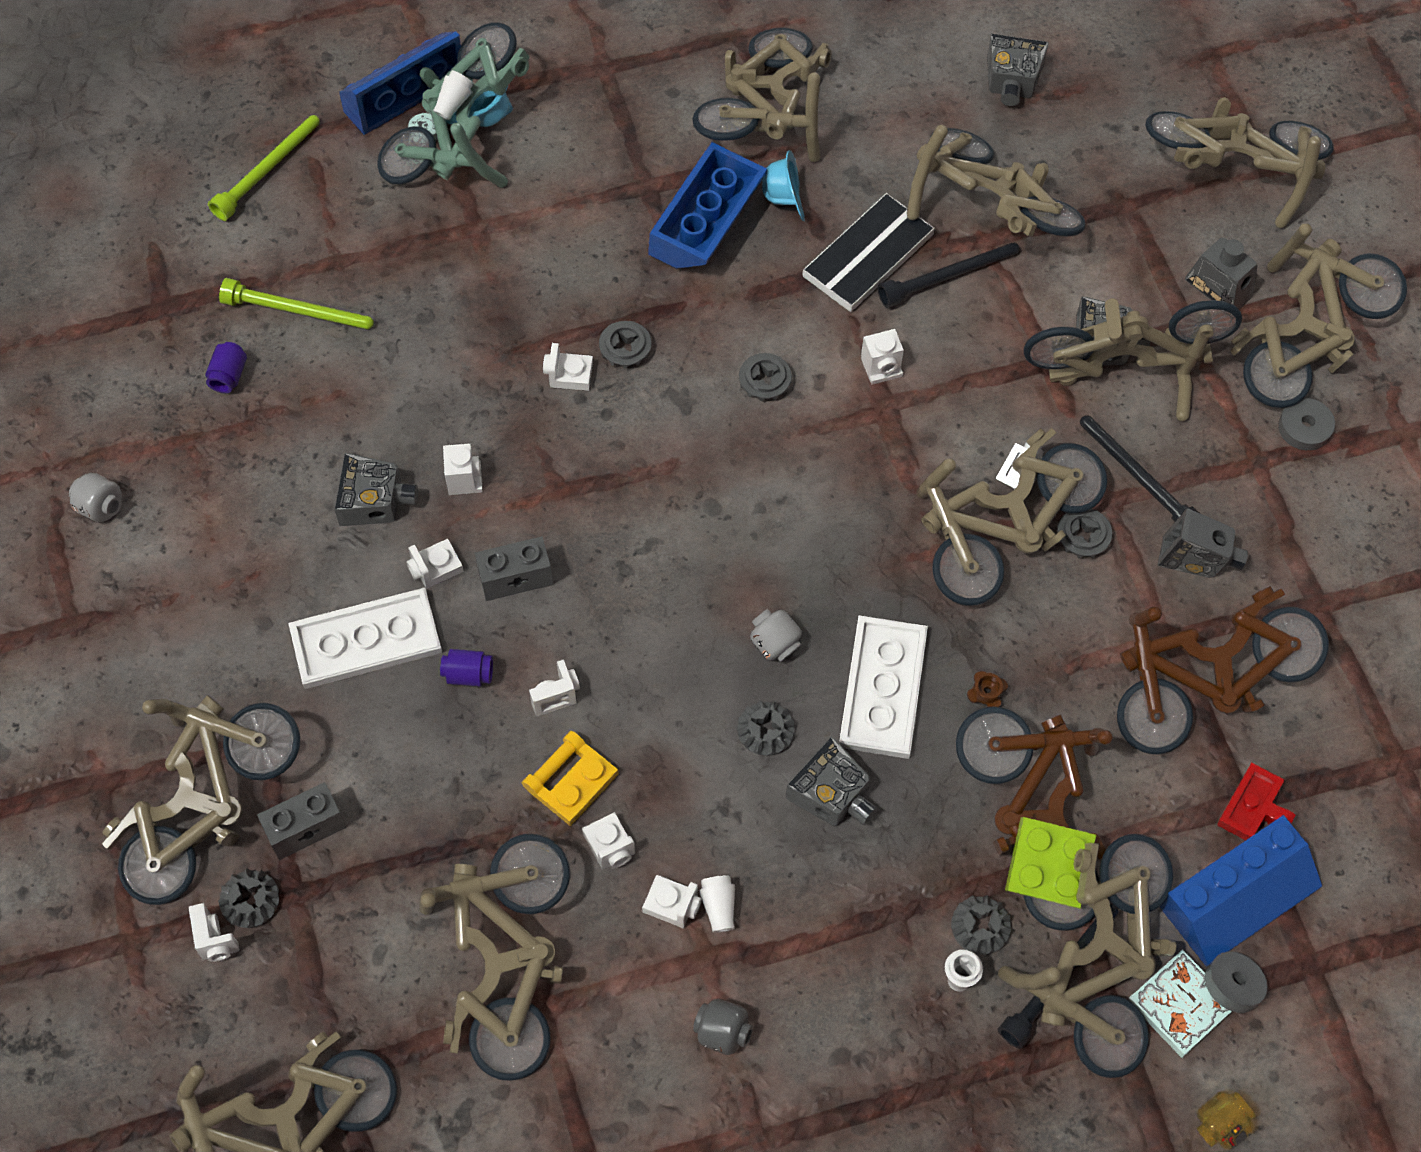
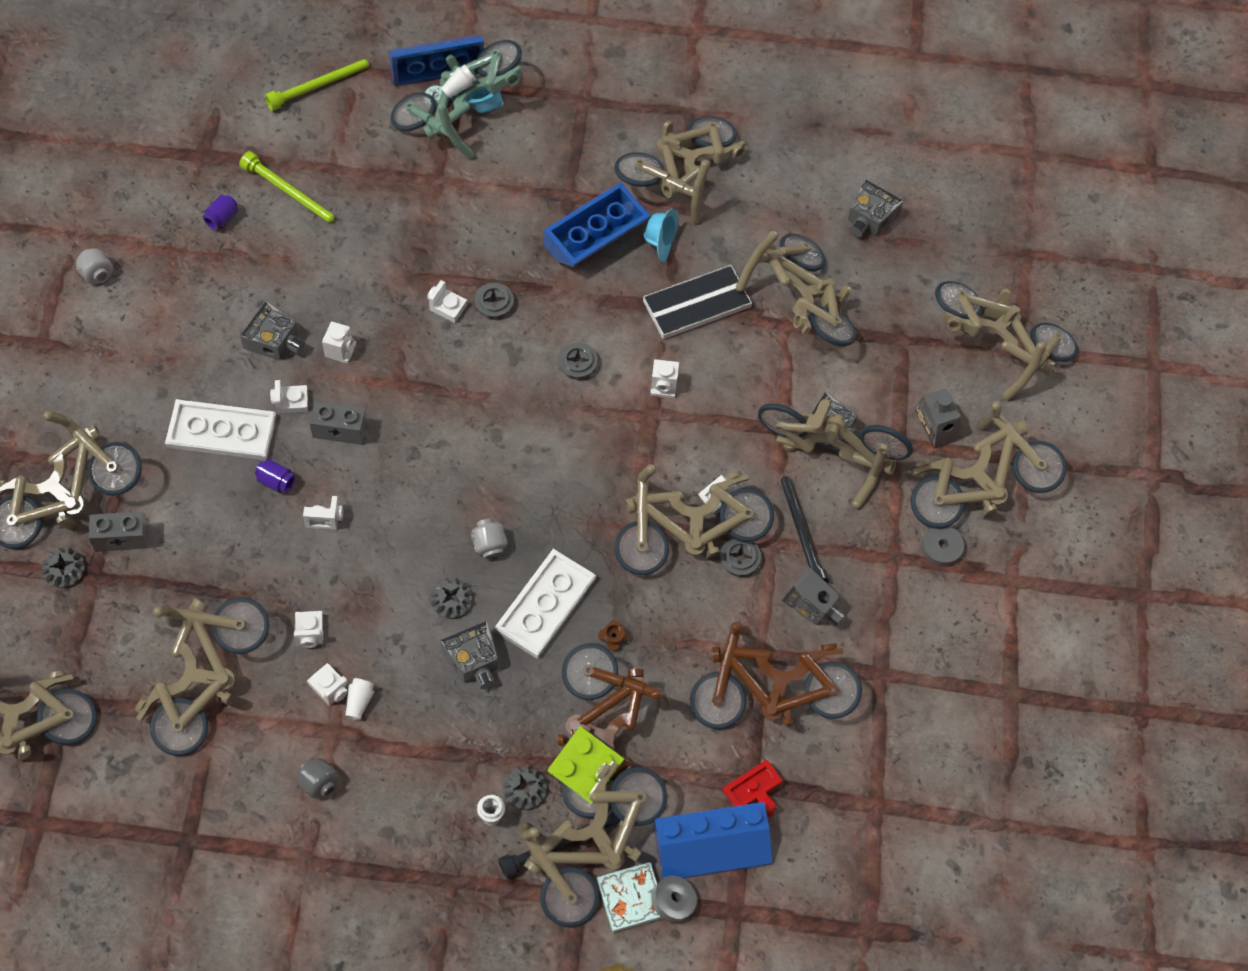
camera: 20 degrees right, 0 degrees up
(205, 929) = (24, 579): white bracket -> none
(579, 786) = (308, 584): yellow plate -> none
(893, 291) = (699, 337): black piece -> none

